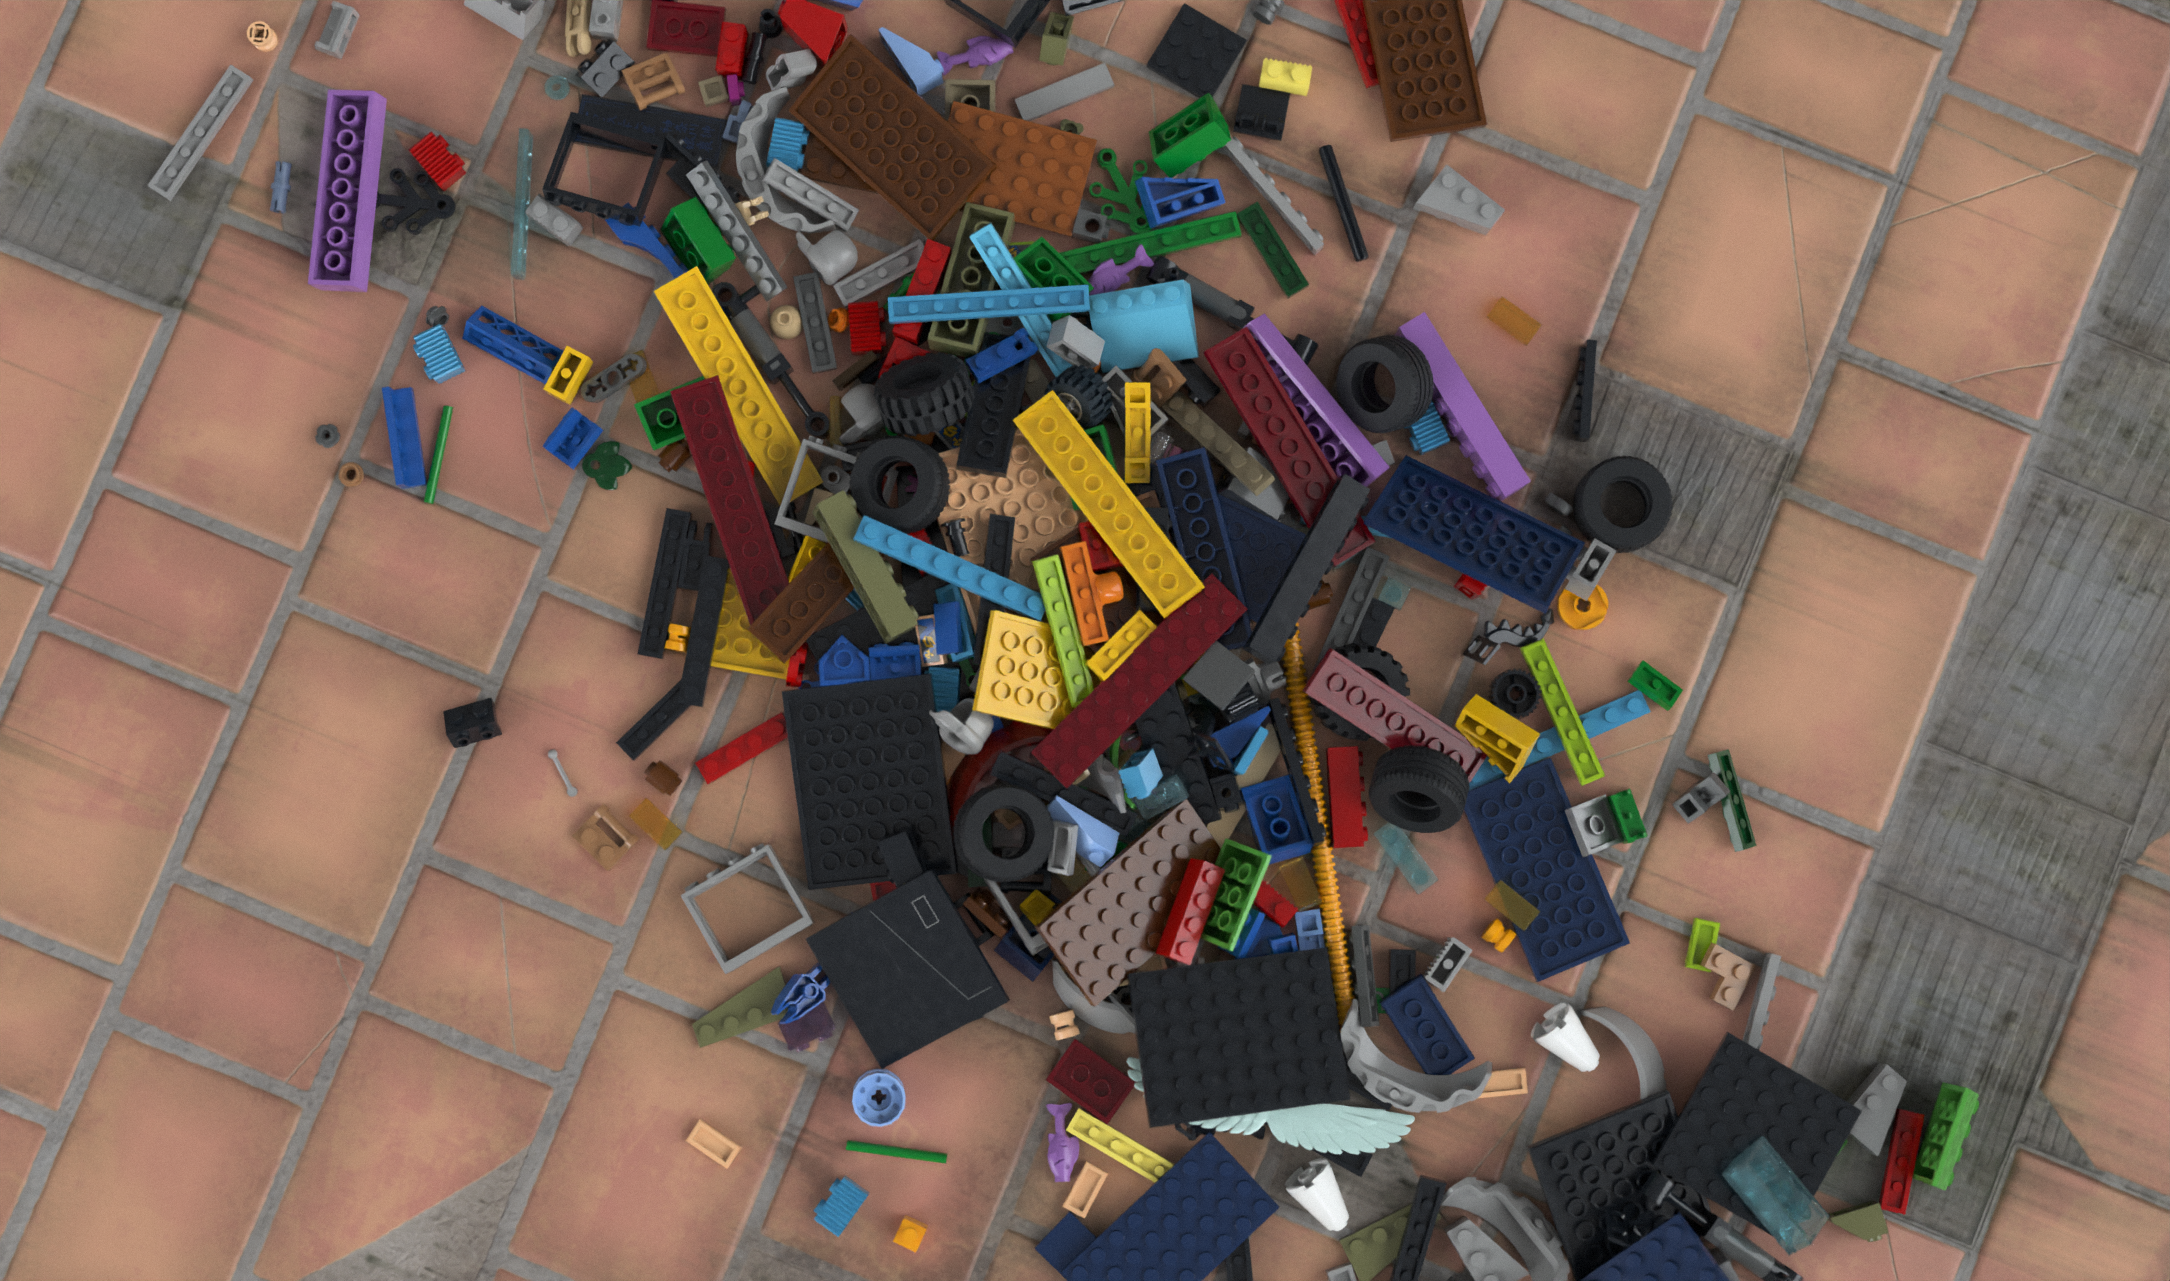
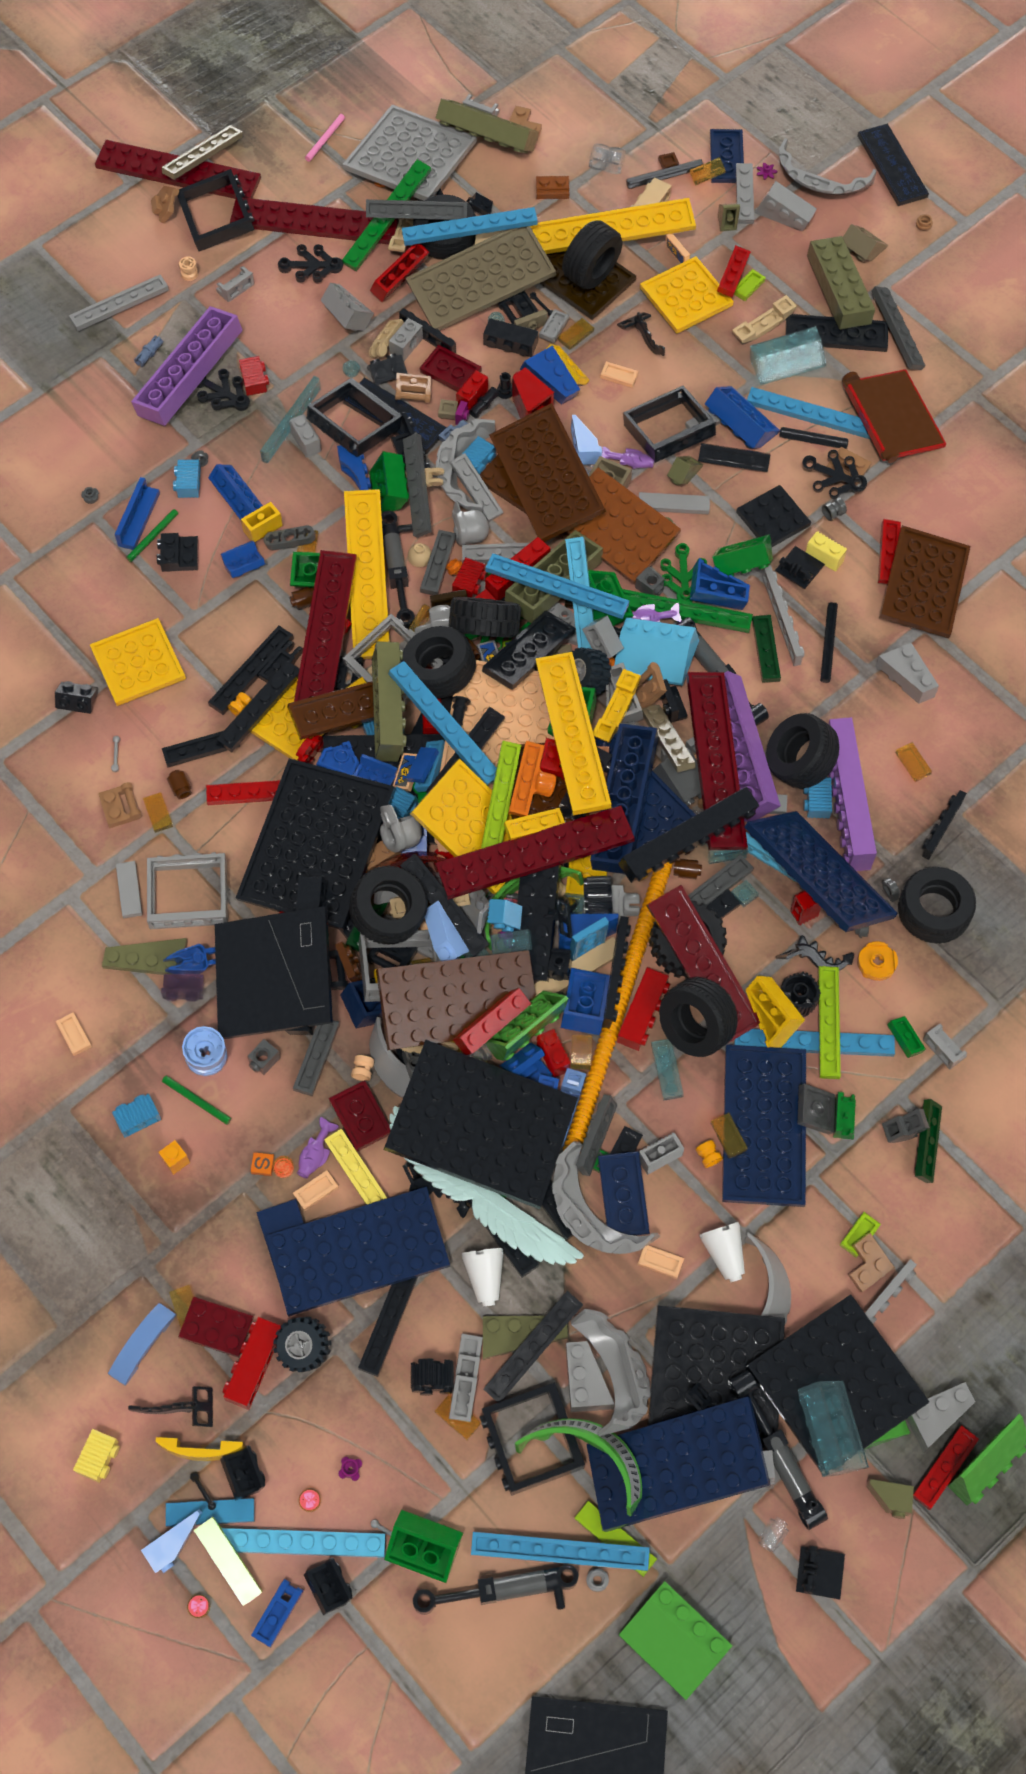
camera: 25 degrees right, 20 degrees down
(344, 471) = (88, 518): medium nougat plate -> none
(485, 464) = (177, 552): none -> black plate
(520, 640) = (137, 662): none -> yellow plate
(610, 465) = (257, 588): dark green plate -> none
(677, 938) = (129, 889): none -> light grey tile
(791, 69) = (504, 411): light grey brick -> none
(949, 1057) = (263, 1049): none -> dark grey brick
(1001, 356) = (549, 624): blue plate -> none
(1006, 1043) = (315, 1058): none -> dark grey plate
(1010, 1189) = (262, 1164): none -> orange tile
(1035, 1180) = (283, 1166): none -> tile
(1063, 851) = (424, 936): light grey tile -> none
(1219, 675) = (592, 871): dark grey tile -> none
(1590, 569) = (893, 933): light grey brick -> none
(1703, 675) = (944, 1047): none -> light grey hinge

